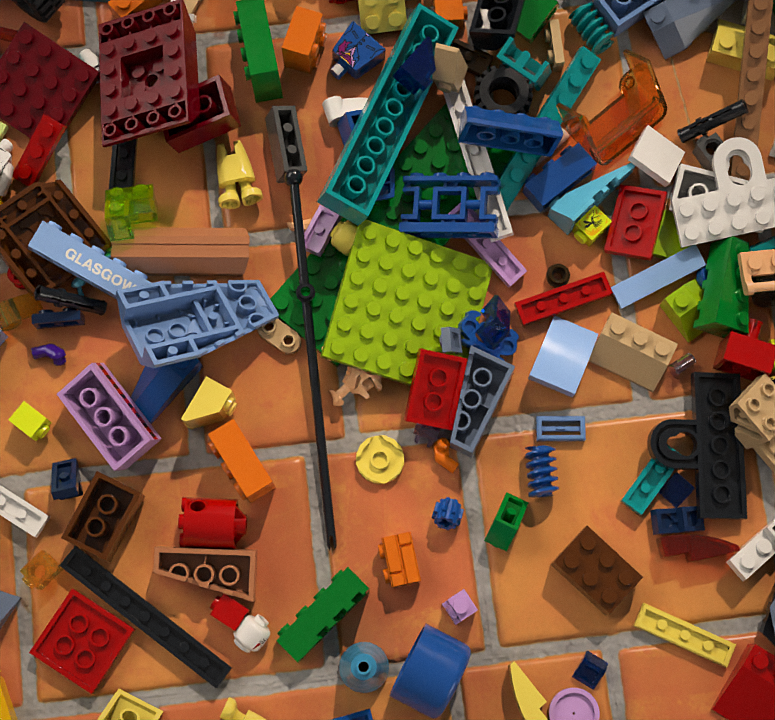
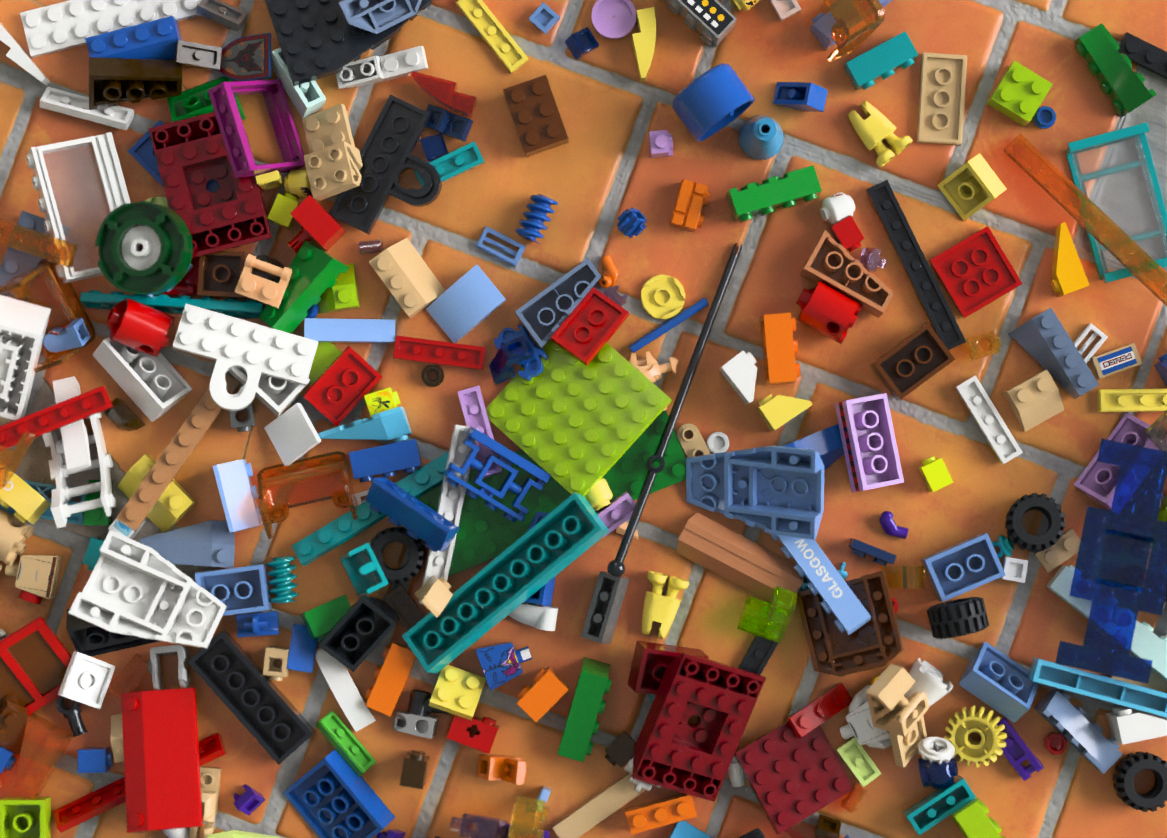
camera: 155 degrees left, 10 degrees up
(61, 298) = (862, 562): black pin -> none
(66, 480) = (928, 409): dark blue slope -> none
(193, 598) = (871, 259): none -> tile
(208, 31) = (620, 749): none -> dark brown brick
(256, 348) = (717, 442): none -> white tile
(266, 418) = (741, 375): none -> white slope
(360, 435) = (665, 327): none -> blue piece
(418, 68) = (461, 607): clear blue slope -> none
(450, 340) = (555, 360): sand blue plate -> none
(506, 522) = (586, 192): green slope -> none
(553, 36) = (321, 590): tan plate -> none
(641, 674) = (544, 18): none -> medium blue plate
(679, 77) = (238, 495): none -> light blue slope
(712, 121) = (236, 440): black pin -> none

